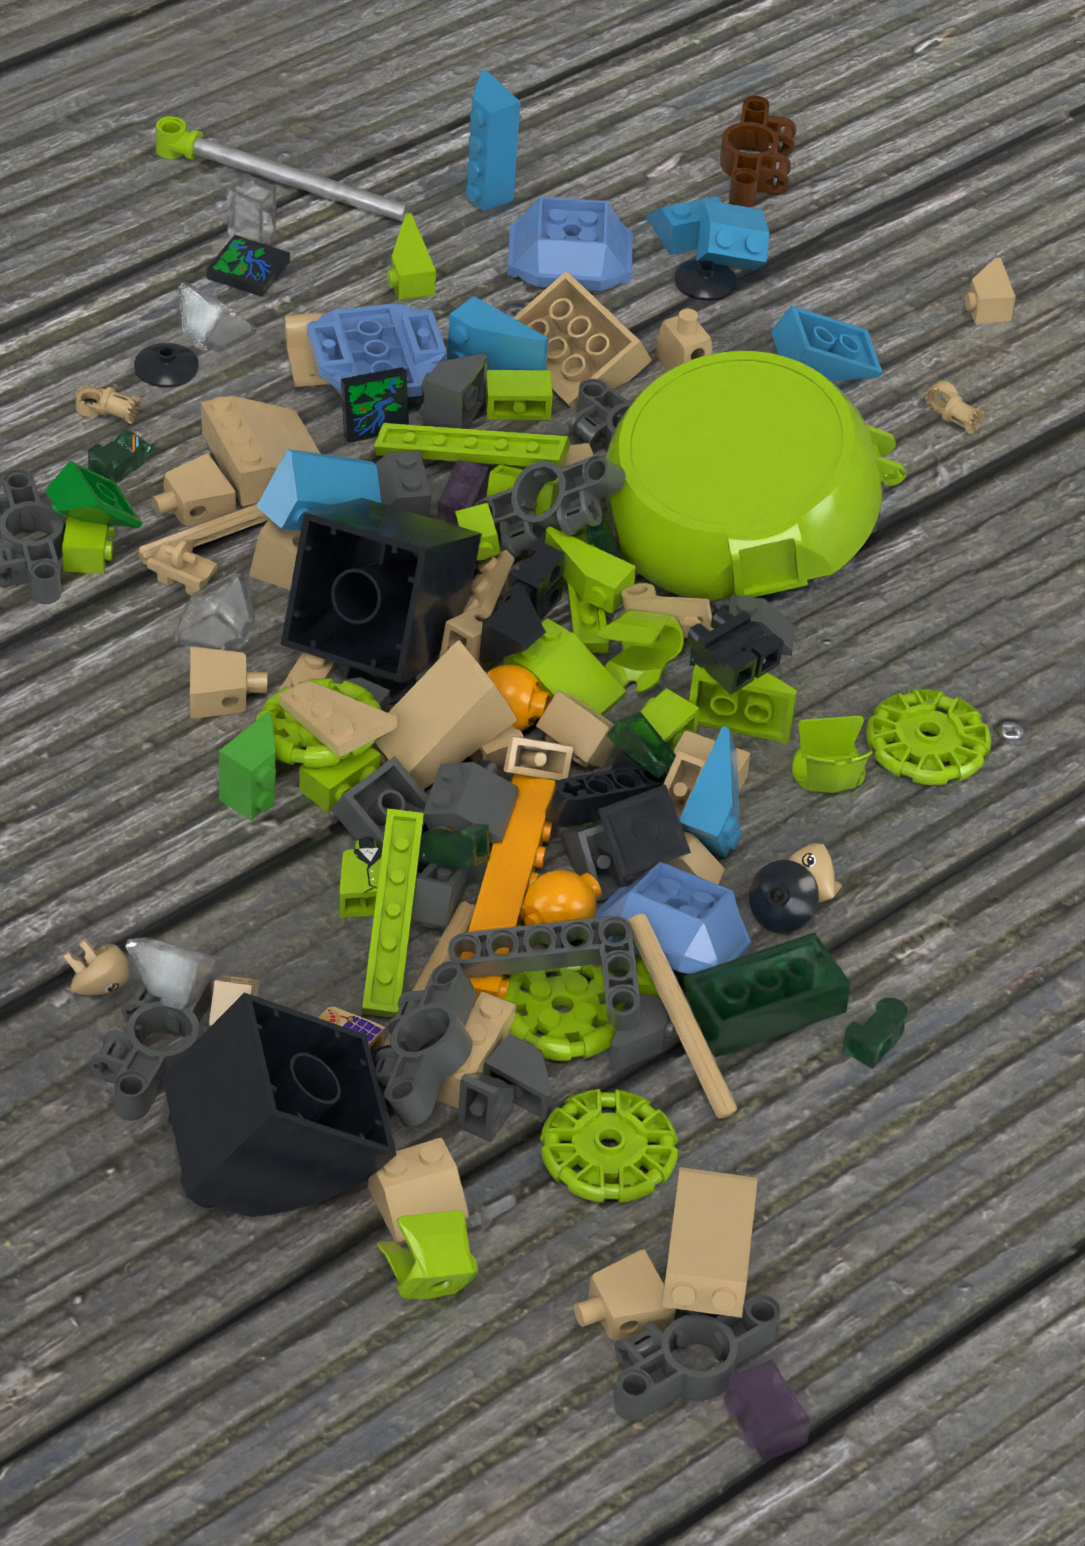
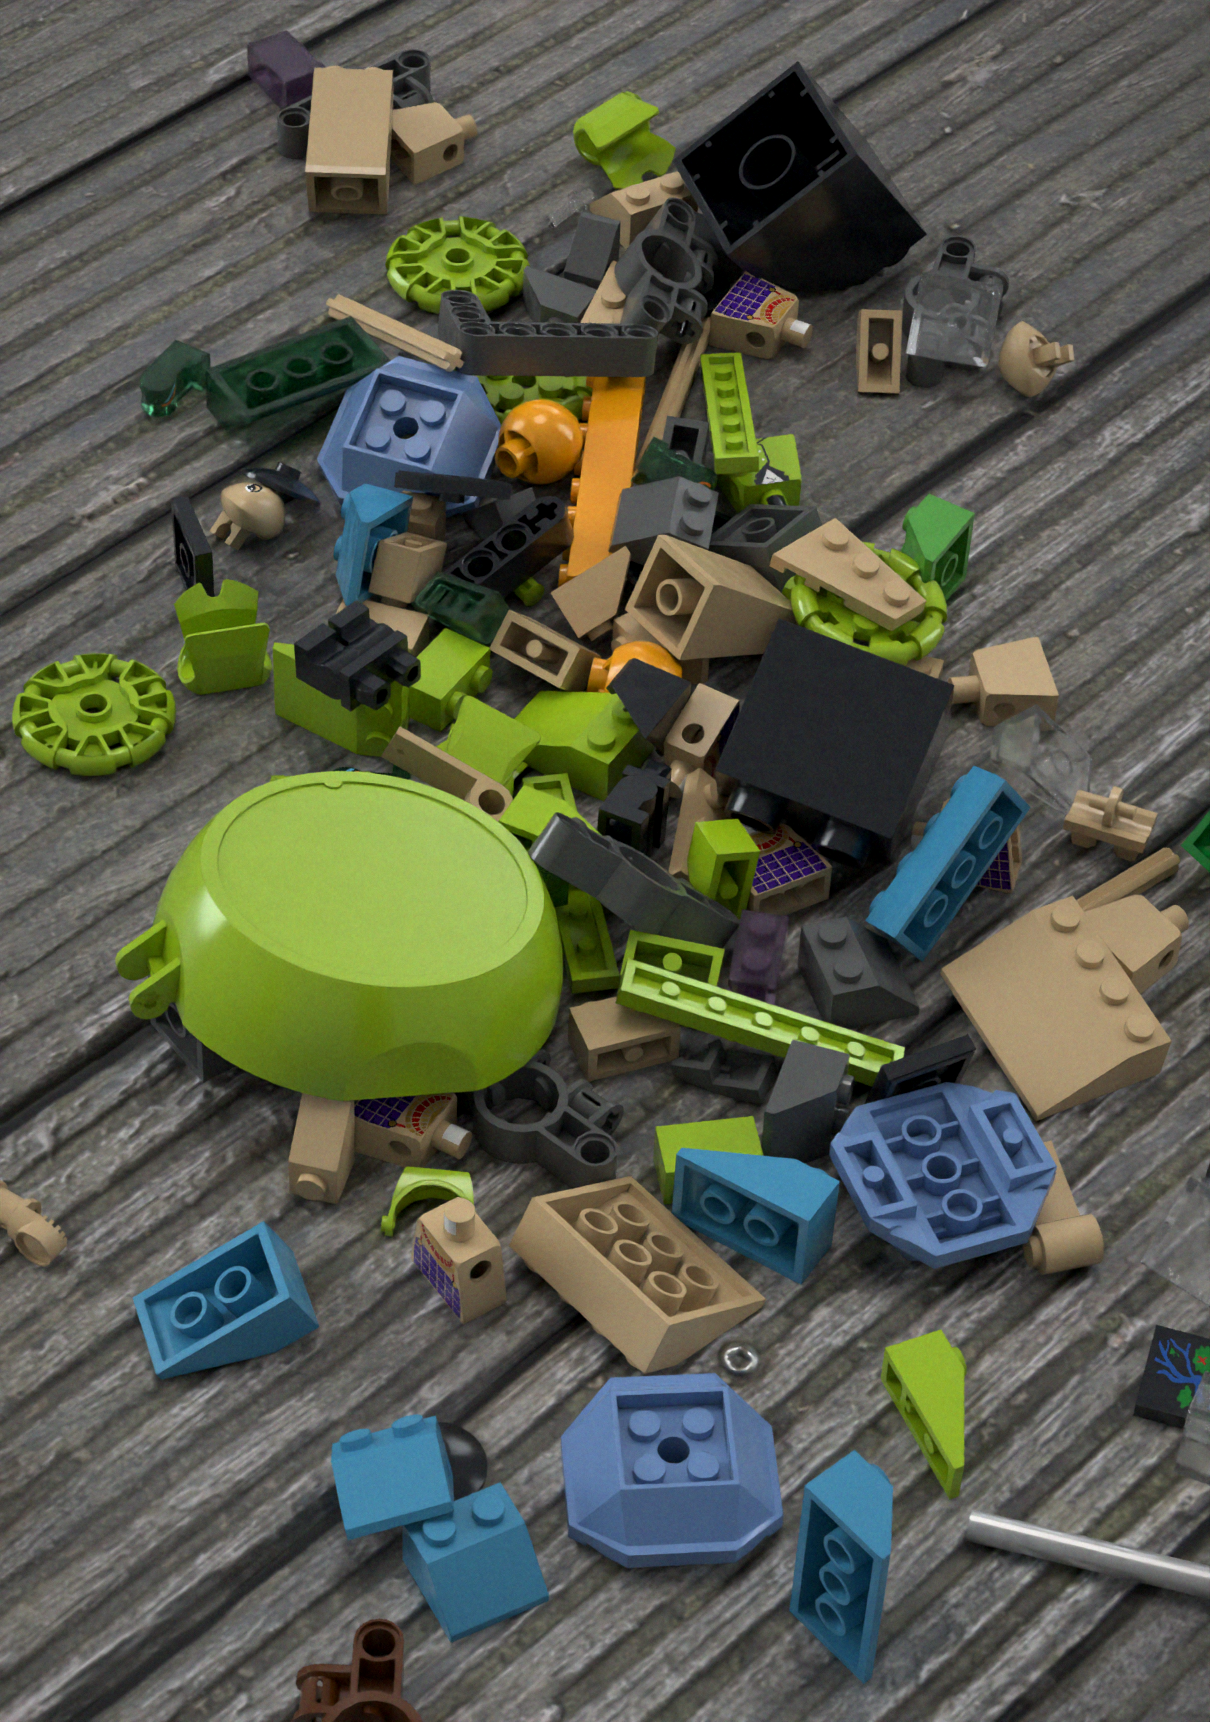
camera: 175 degrees right, 0 degrees up
(856, 823) = (191, 547): none -> black tile

